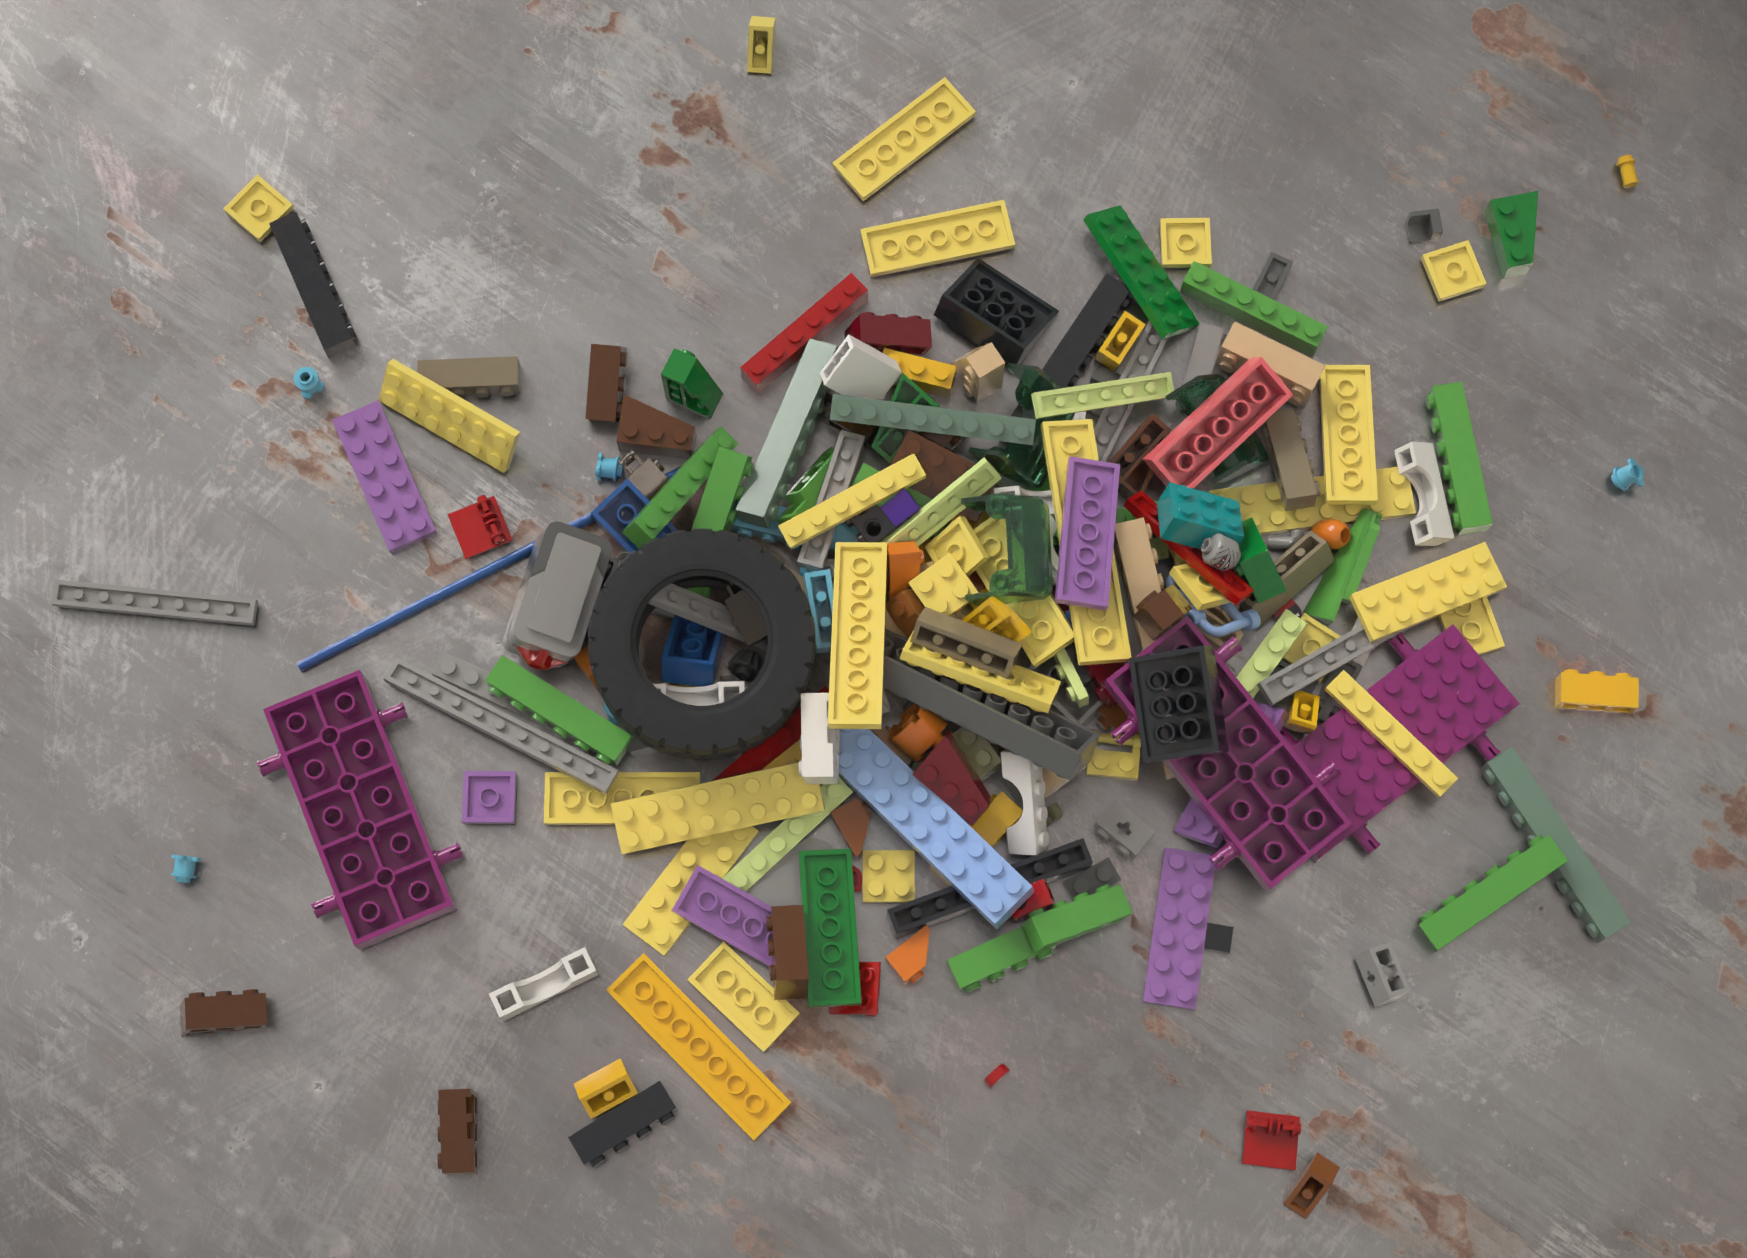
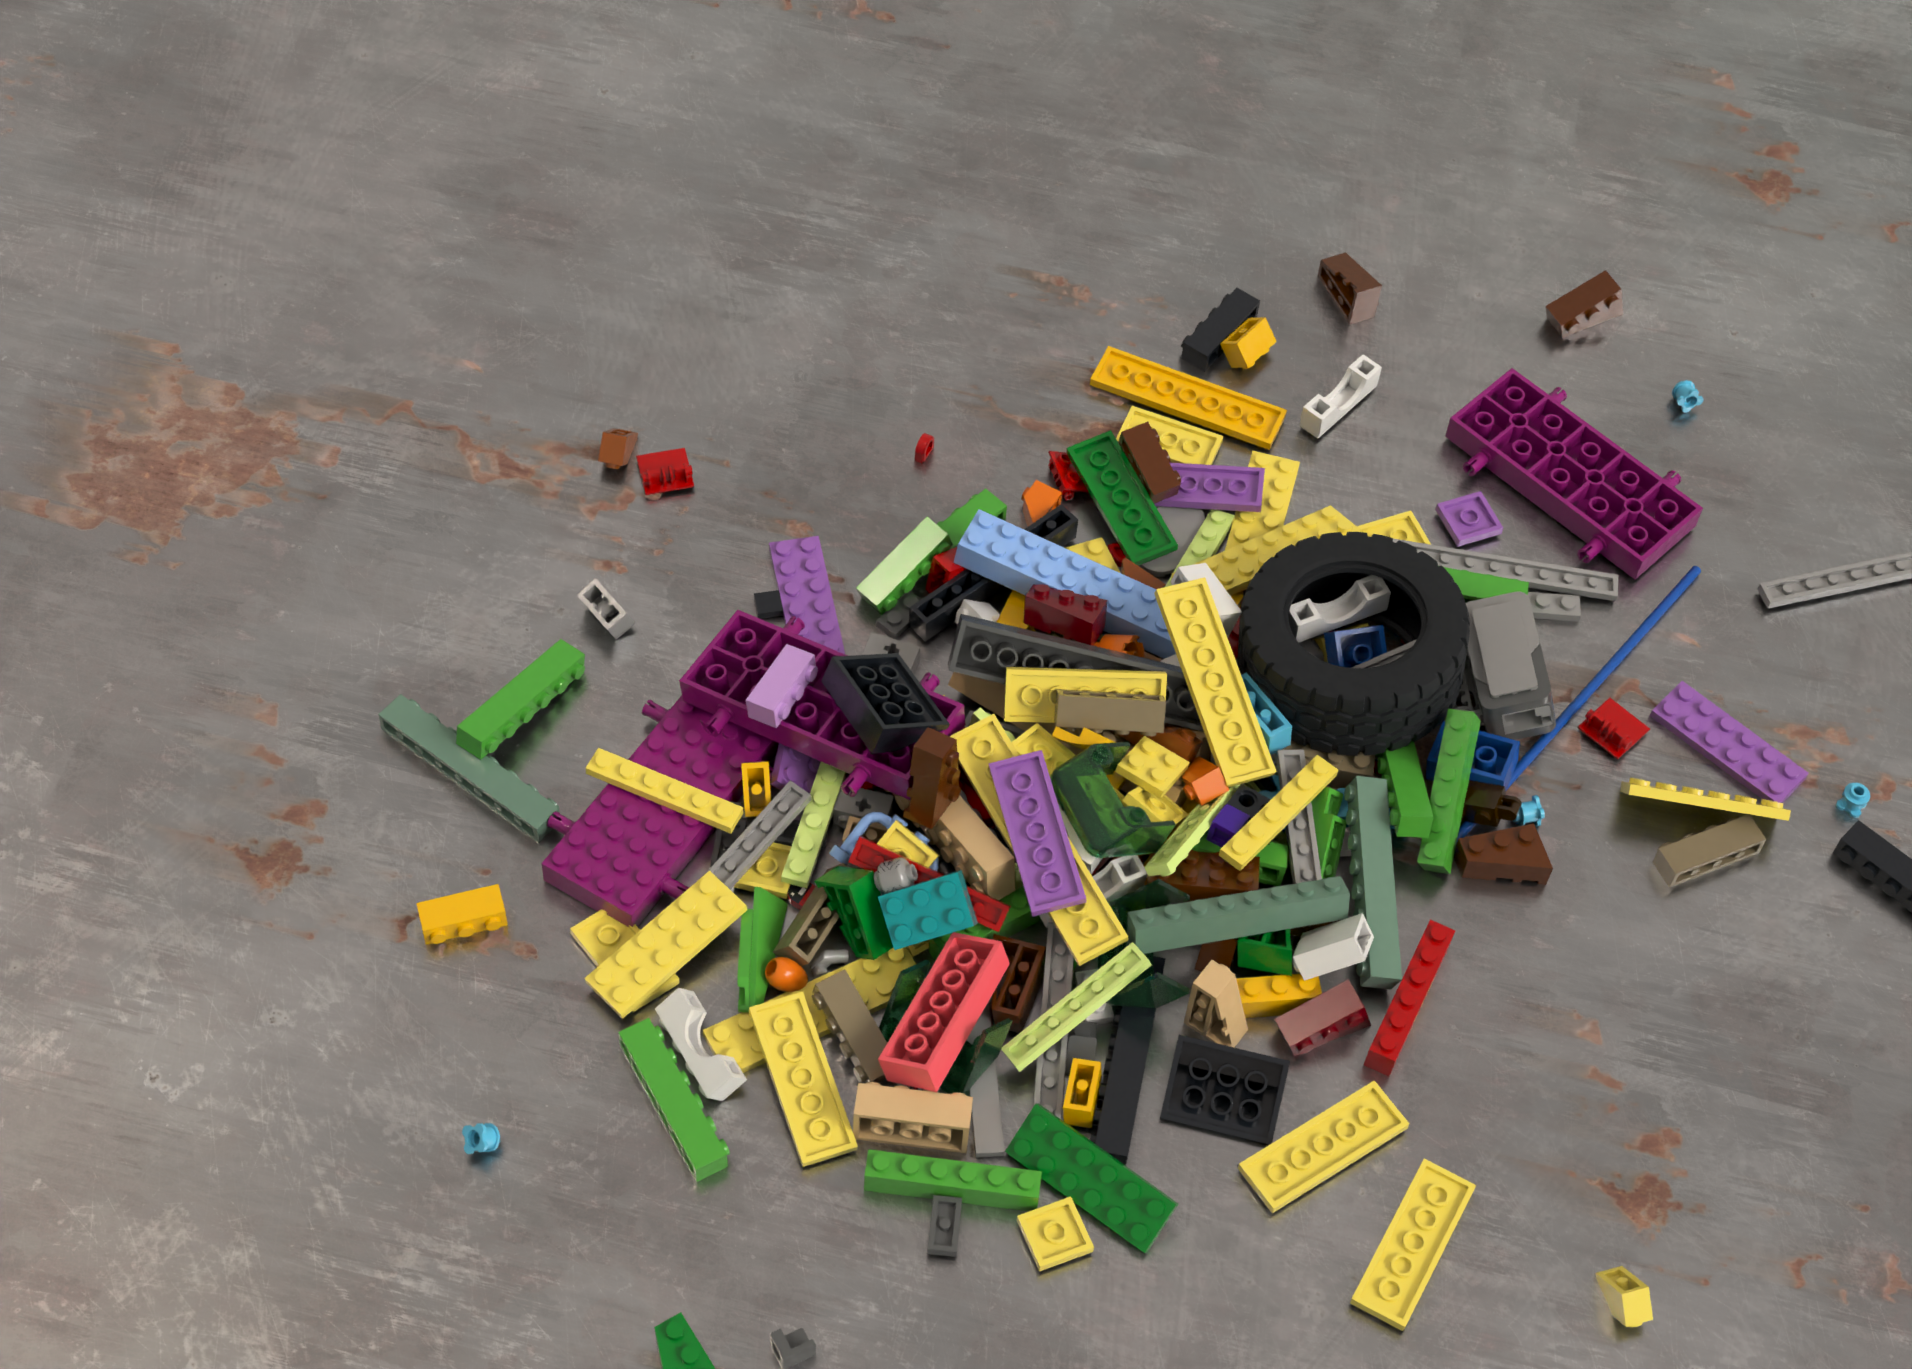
camera: 155 degrees right, 20 degrees down
(606, 382) = (1579, 888): reddish brown wedge -> none
(690, 384) = (1497, 897): green wedge -> none
(1265, 762) = (781, 686): none -> lavender brick
(1453, 270) = (742, 1305): light yellow plate -> none

